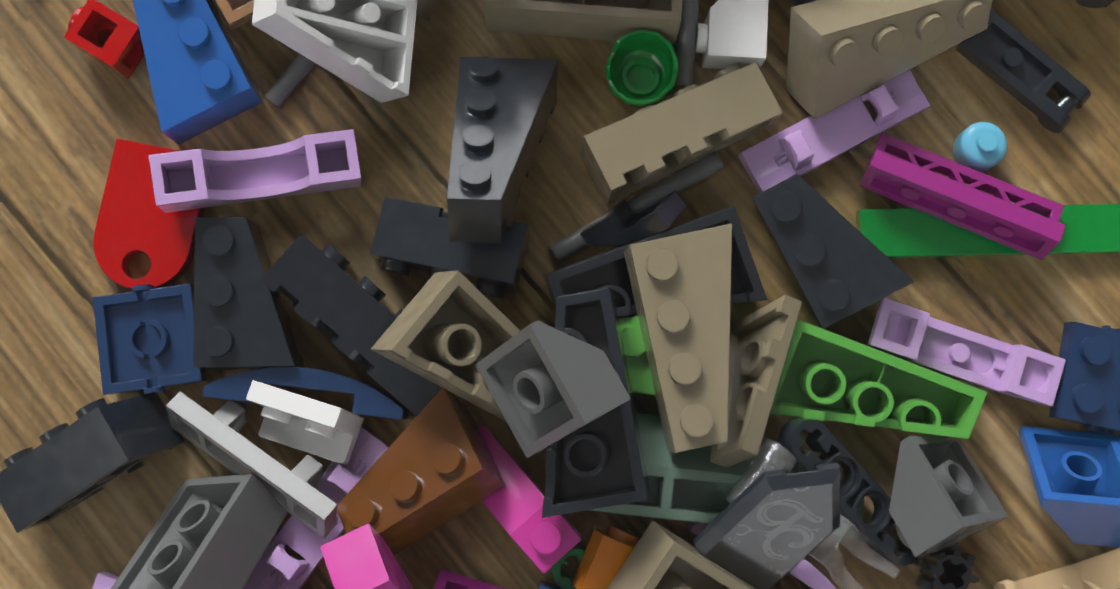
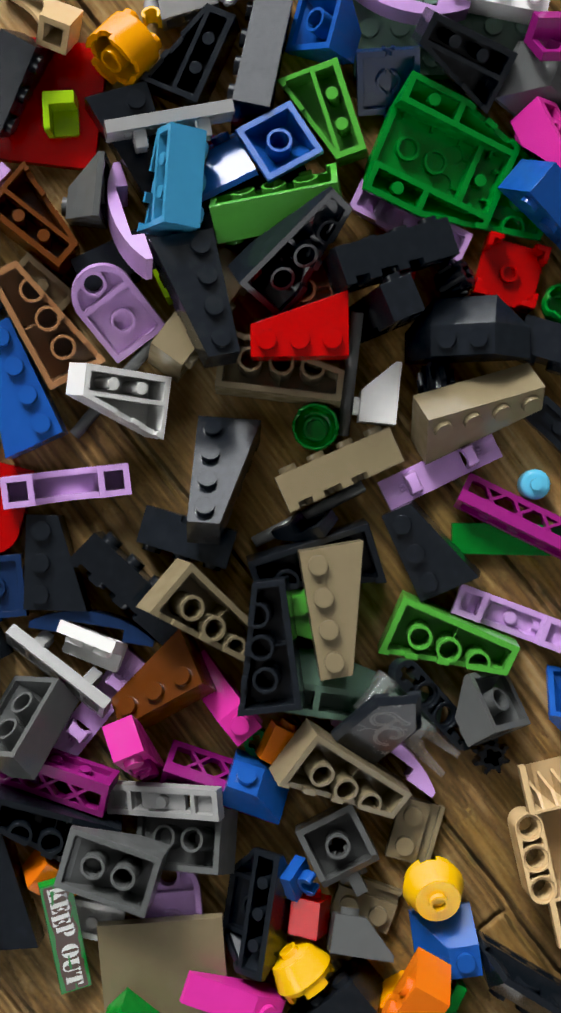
camera: 10 degrees right, 5 degrees up
(550, 385) = (245, 640): dark grey slope -> none
(755, 366) = (374, 625): dark tan wing -> none

